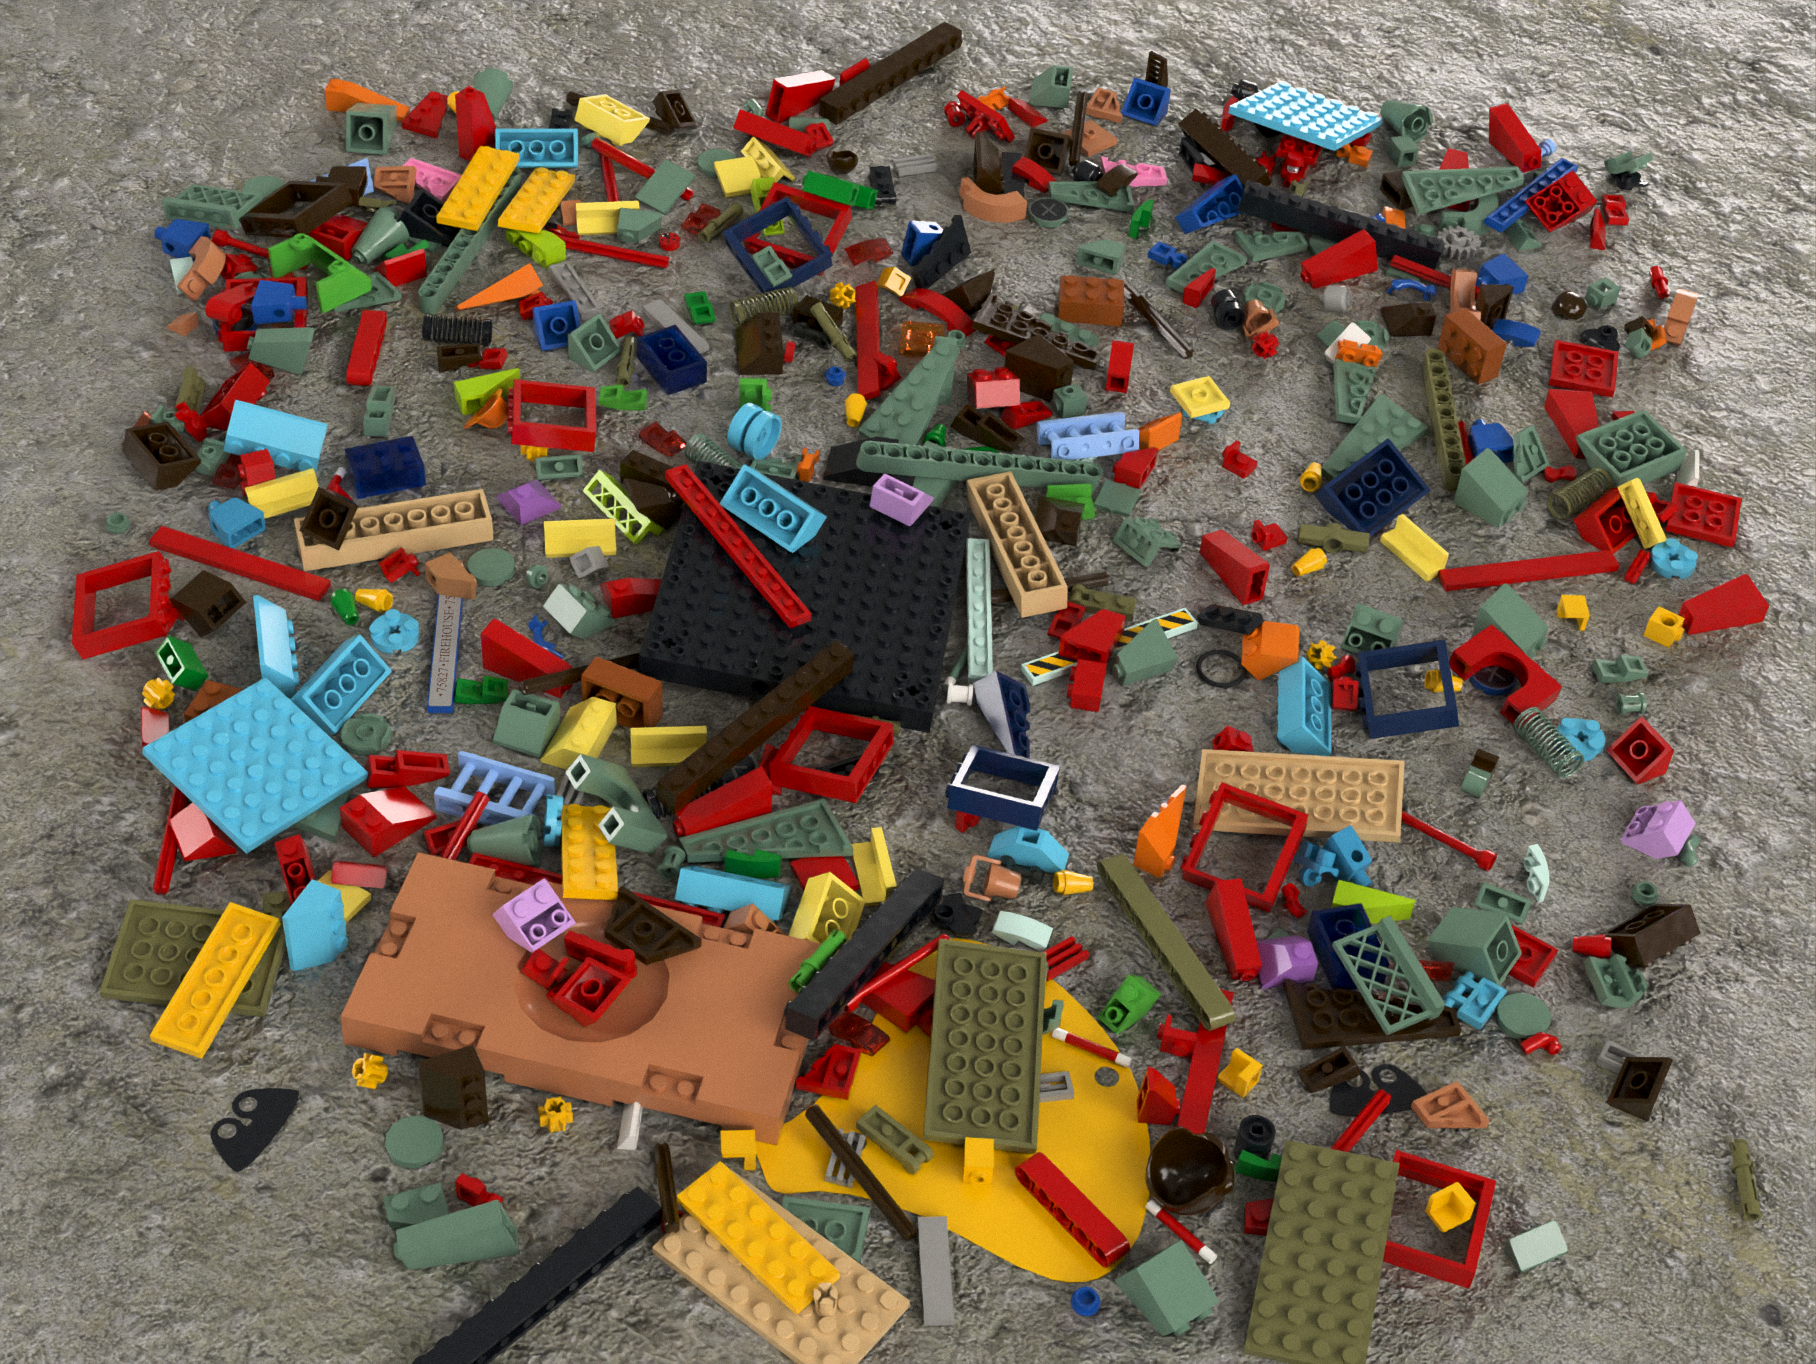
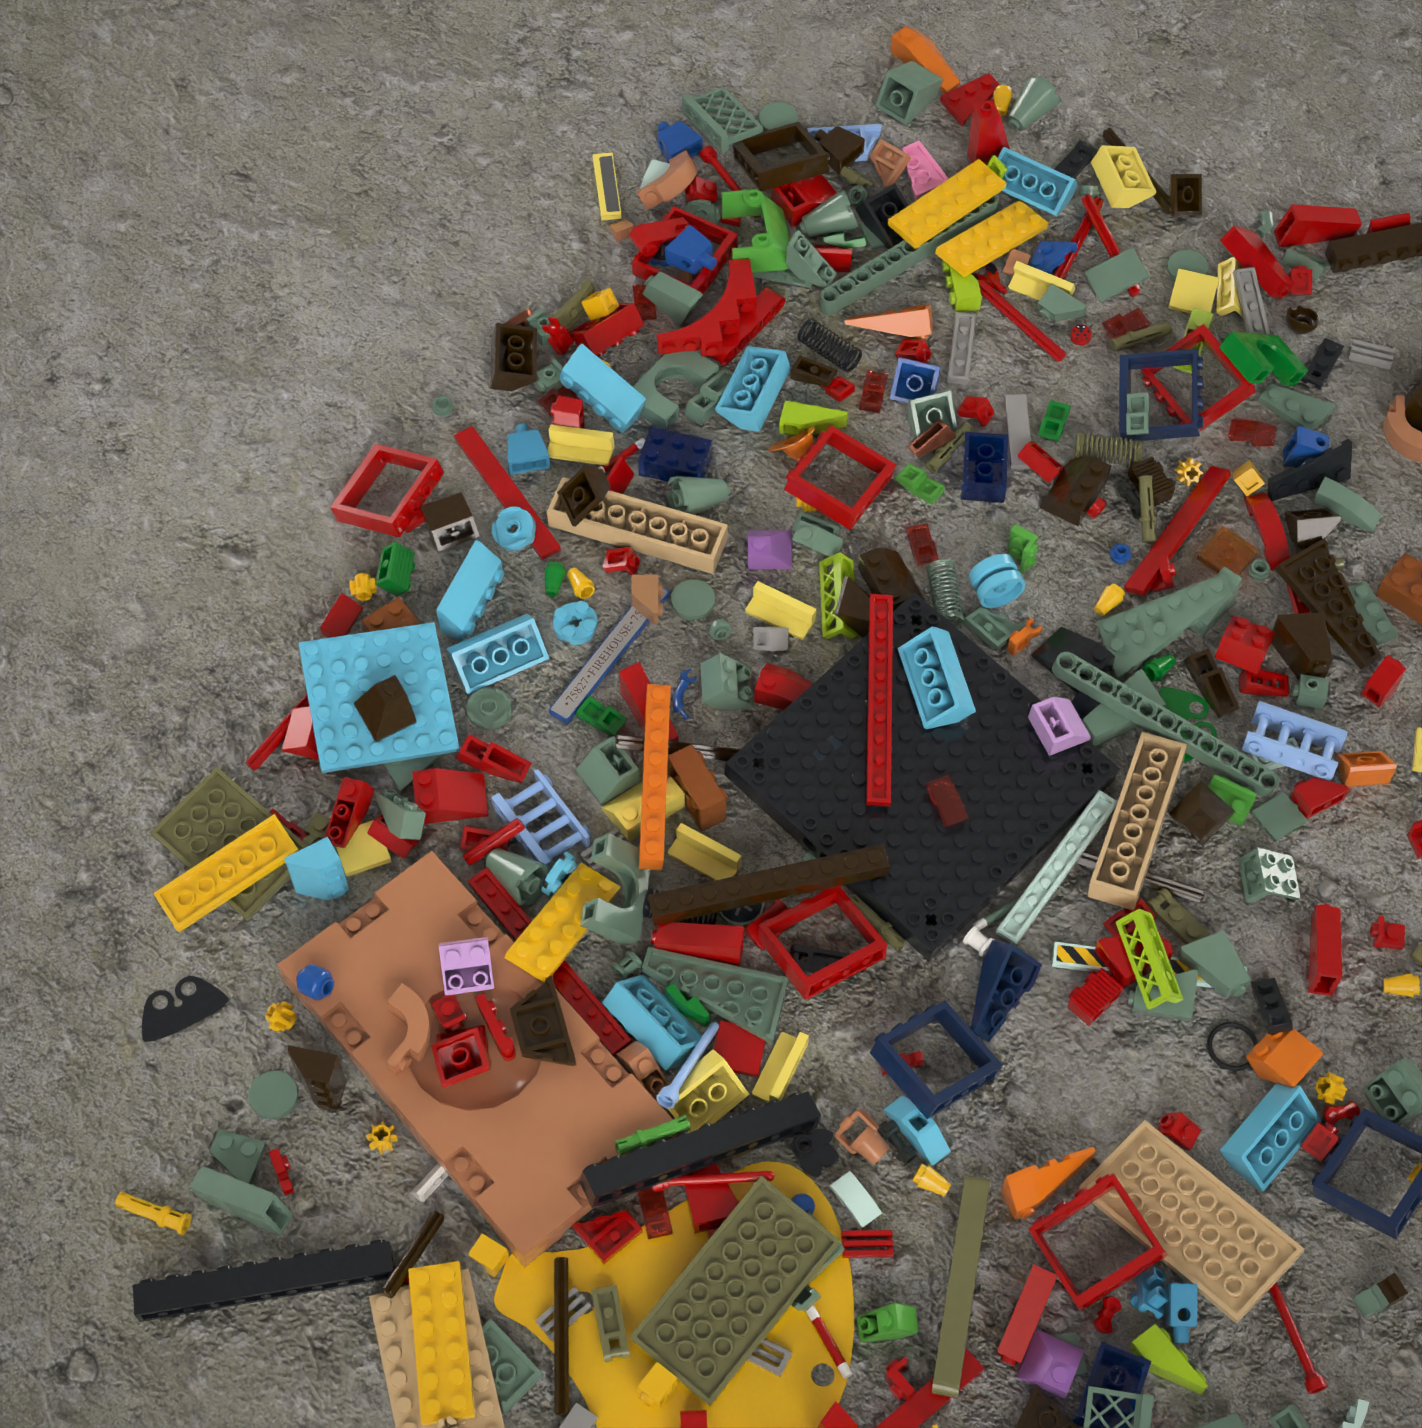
camera: 40 degrees right, 15 degrees up
(140, 298) = (607, 186): none -> tile
(214, 381) = (600, 304): none -> yellow brick
(268, 572) = (522, 537): none -> medium azure plate
(276, 762) = (385, 709): none -> dark brown slope
(337, 396) = (683, 365): none -> sand green arch
(345, 352) = (722, 319): none -> red arch
(358, 848) = (401, 817): none -> sand green slope
(387, 1299) = (163, 1216): none -> yellow pin
(390, 273) = (807, 262): none -> sand green slope
(396, 1004) = (315, 982): none -> blue head
(415, 385) = (754, 387): none -> medium azure slope
(427, 481) = (696, 494): none -> sand green cone
(502, 143) = (997, 166): none -> lime slope
(524, 350) = (873, 391): none -> clear red slope
(524, 984) = (412, 1011): none -> nougat arch
(568, 471) = (817, 539): none -> sand green slope
(584, 695) = (654, 777): none -> orange brick
(598, 191) = (1051, 255): none -> blue wing
(607, 359) = (932, 438): none -> copper slope
(714, 339) = (1040, 461): none -> red slope
(787, 158) = (1250, 301): none -> light grey tile
(805, 924) = (669, 1095): none -> light blue piece
(861, 595) = (947, 800): none -> clear red slope
(885, 222) = (1296, 407): none -> sand green wing
(974, 264) = (1347, 504): none -> sand green slope
(1122, 622) = (1156, 955): none -> lime fence
(1171, 610) = (1216, 964): none -> sand green slope

